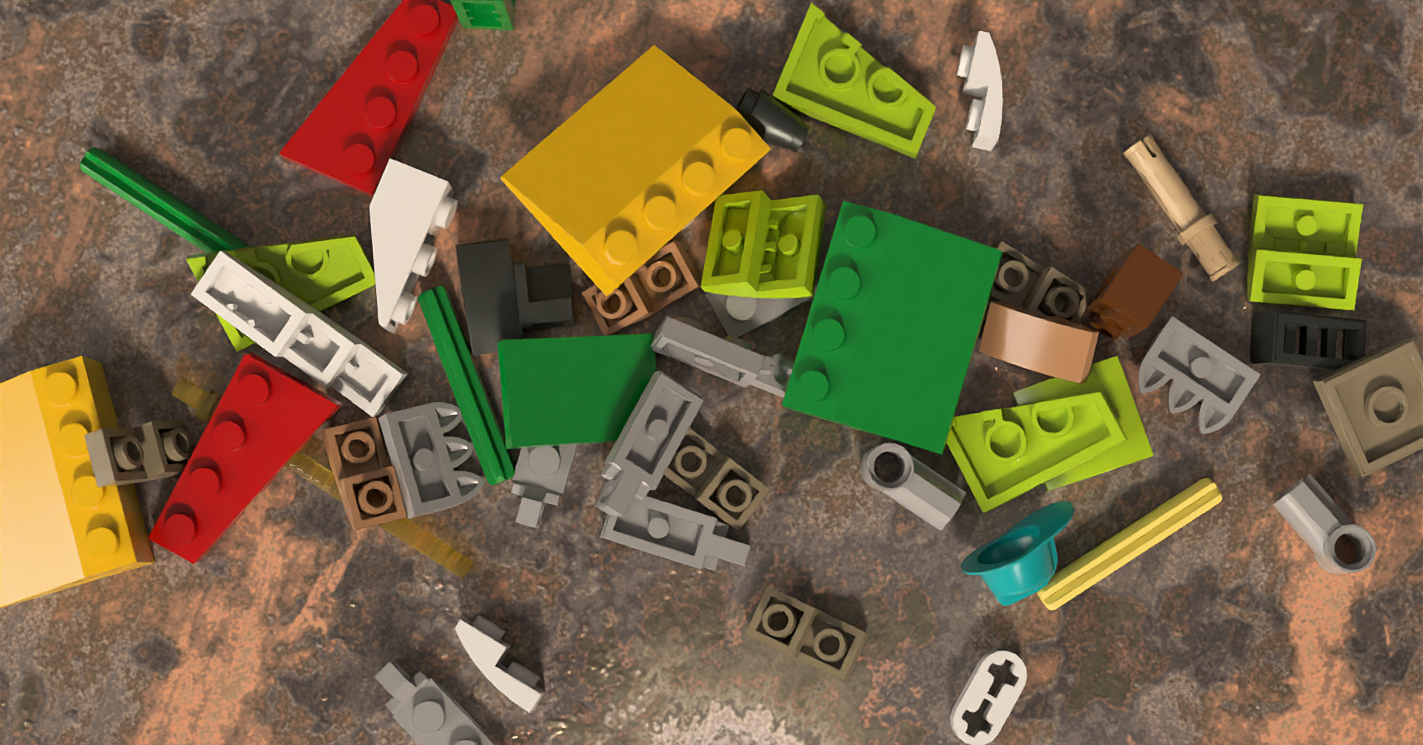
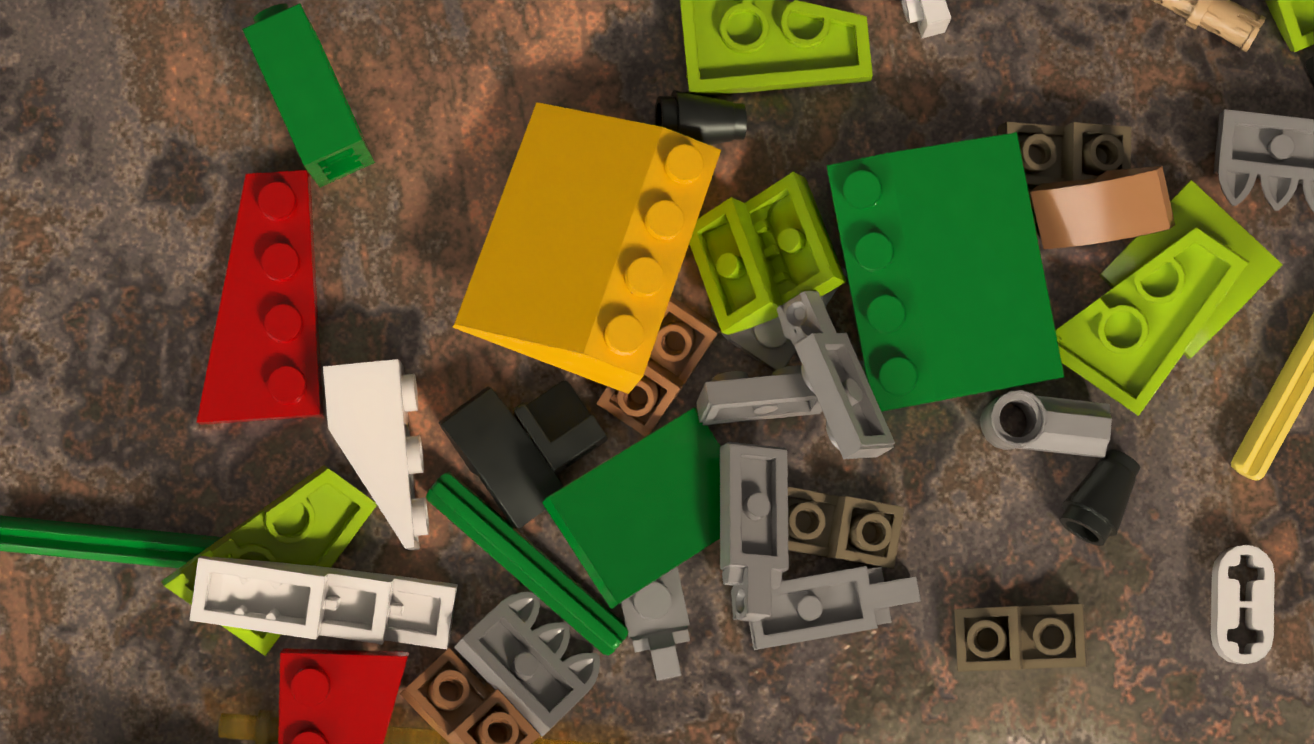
camera: 30 degrees left, 0 degrees up
(765, 364) = (836, 378): none -> light grey hinge
(922, 561) = (1101, 499): none -> pearl dark grey cone
(1023, 556) = (1201, 438): teal piece -> none
(1132, 293) = (1173, 107): reddish brown brick -> none

